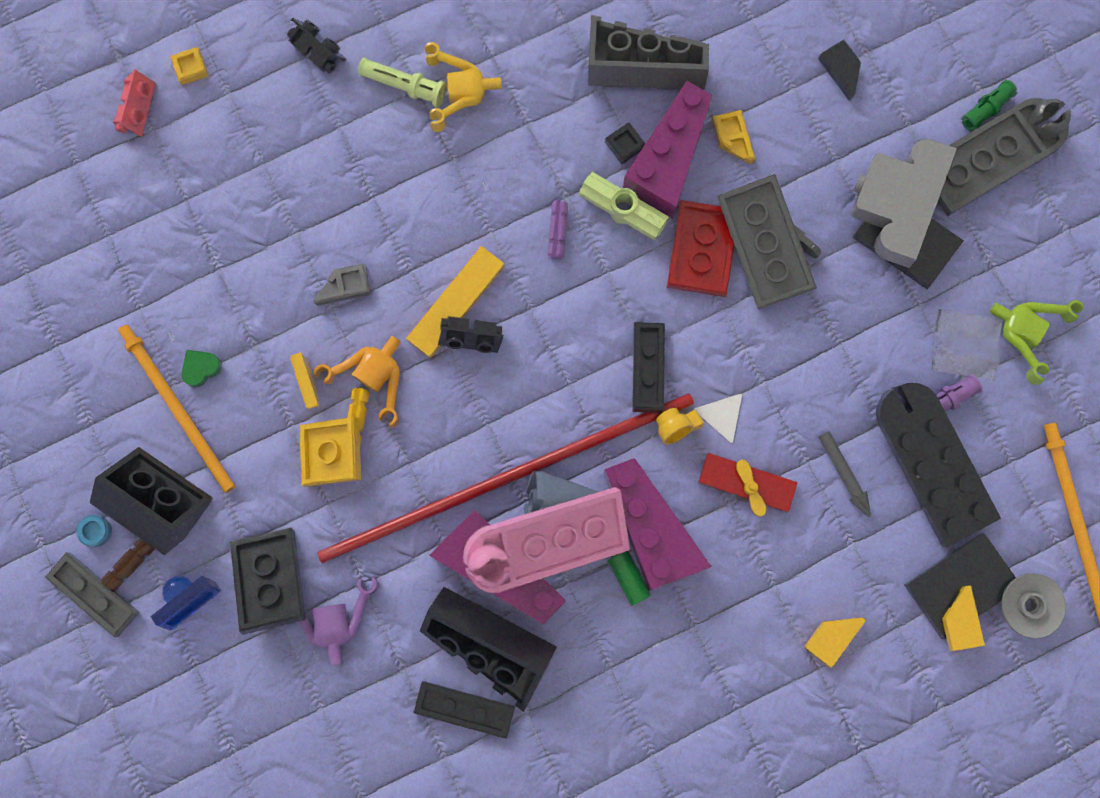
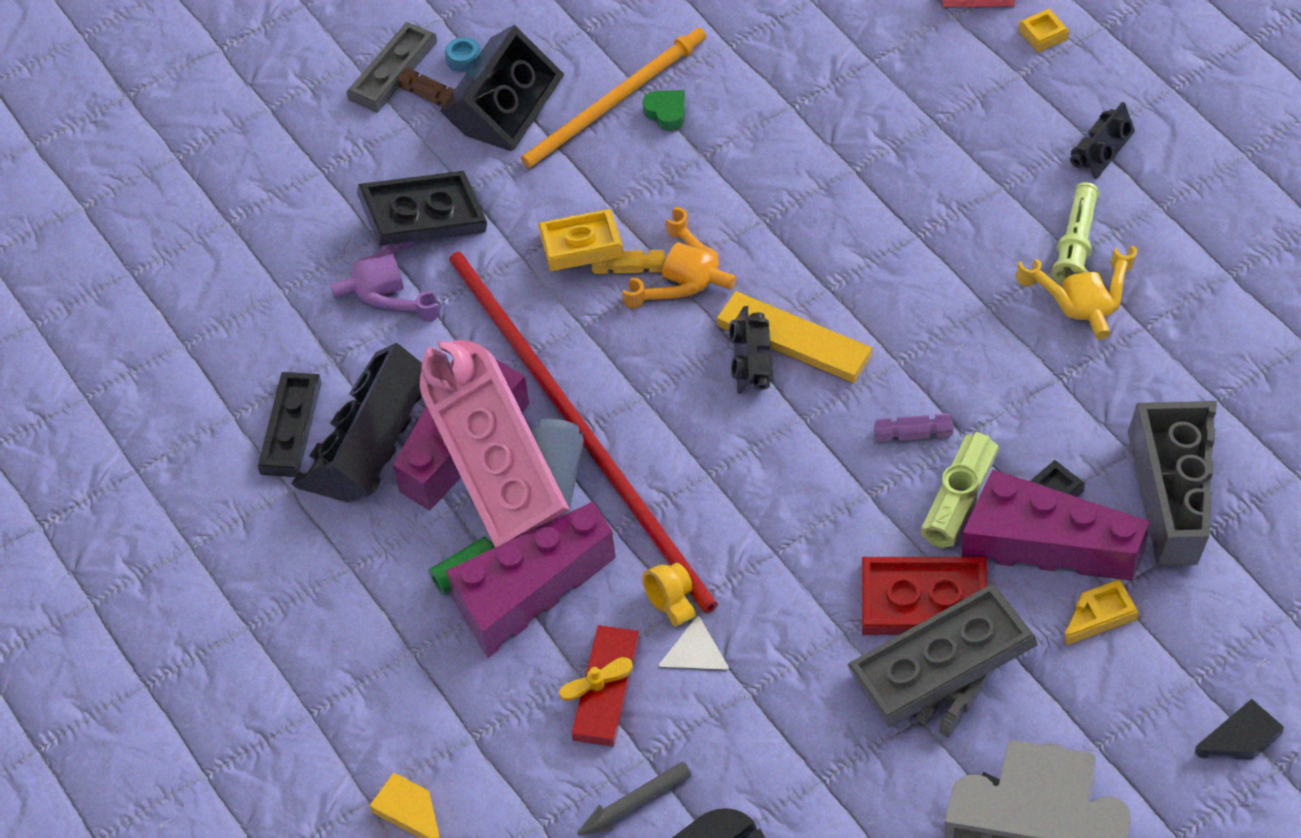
camera: 85 degrees right, 25 degrees down
(183, 600) = (391, 140): clear blue tile -> none
(305, 380) = (661, 201): yellow tile -> none
(344, 285) = (795, 225): flat silver tile -> none
(648, 367) = (743, 549): black tile -> none

